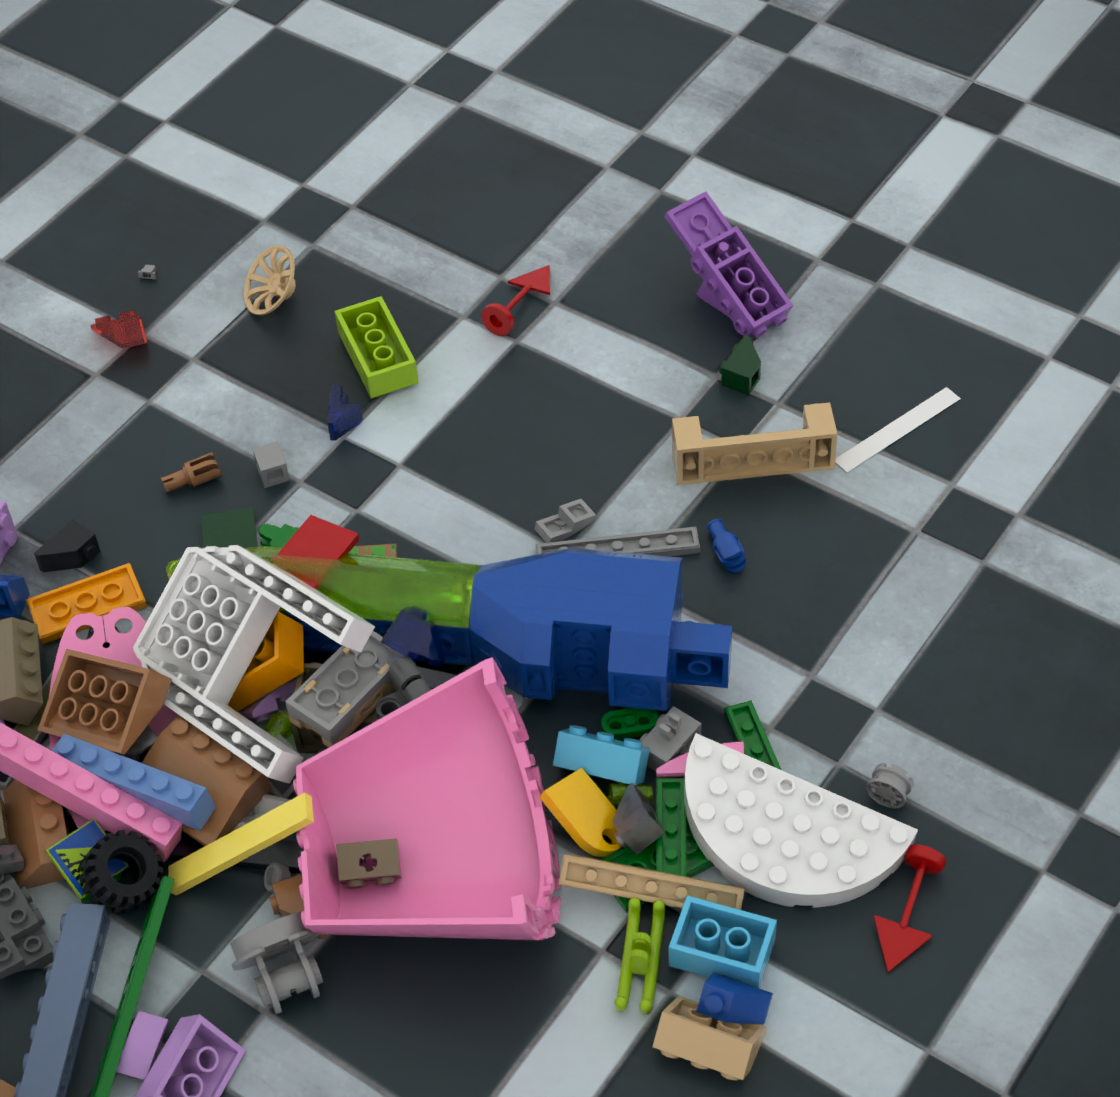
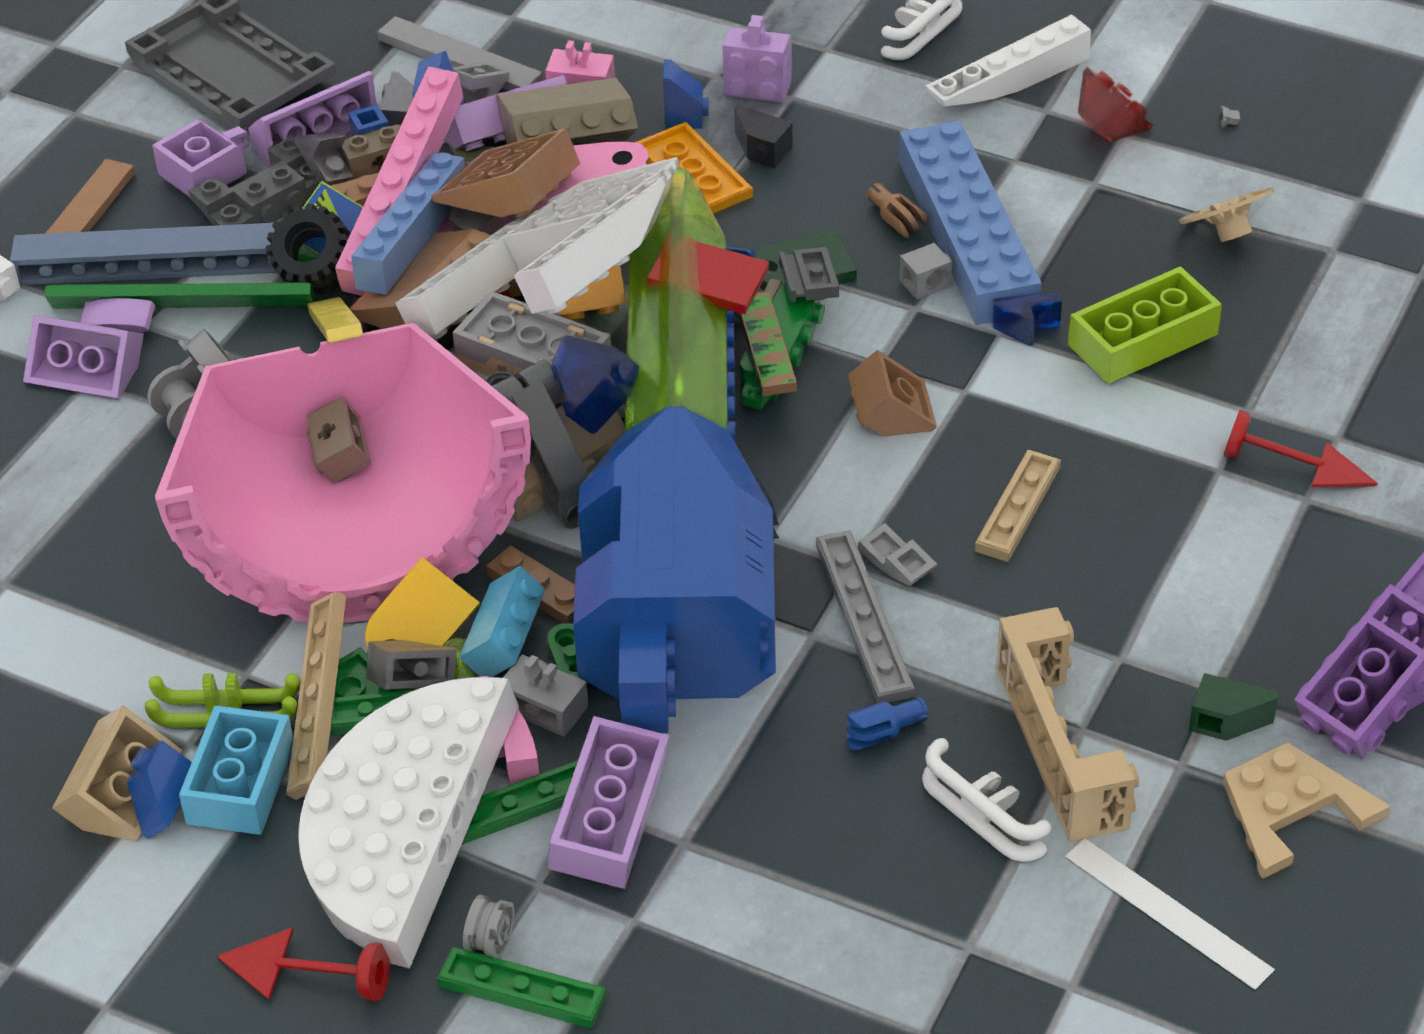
camera: 80 degrees right, 5 degrees down
(47, 377) = (1016, 65): none -> white slope
(226, 428) = (966, 217): none -> medium blue brick
(273, 523) = (809, 274): none -> dark grey plate
(406, 503) = (890, 397): none -> medium nougat slope
(528, 449) = (1017, 505): none -> tan tile
(543, 742) = (559, 592): none -> medium nougat plate
(790, 701) = (608, 802): none -> lavender brick
(808, 505) = (978, 809): none -> white piece
(811, 360) = (1285, 788): none -> tan wing
(933, 778) = (522, 987): none -> green tile

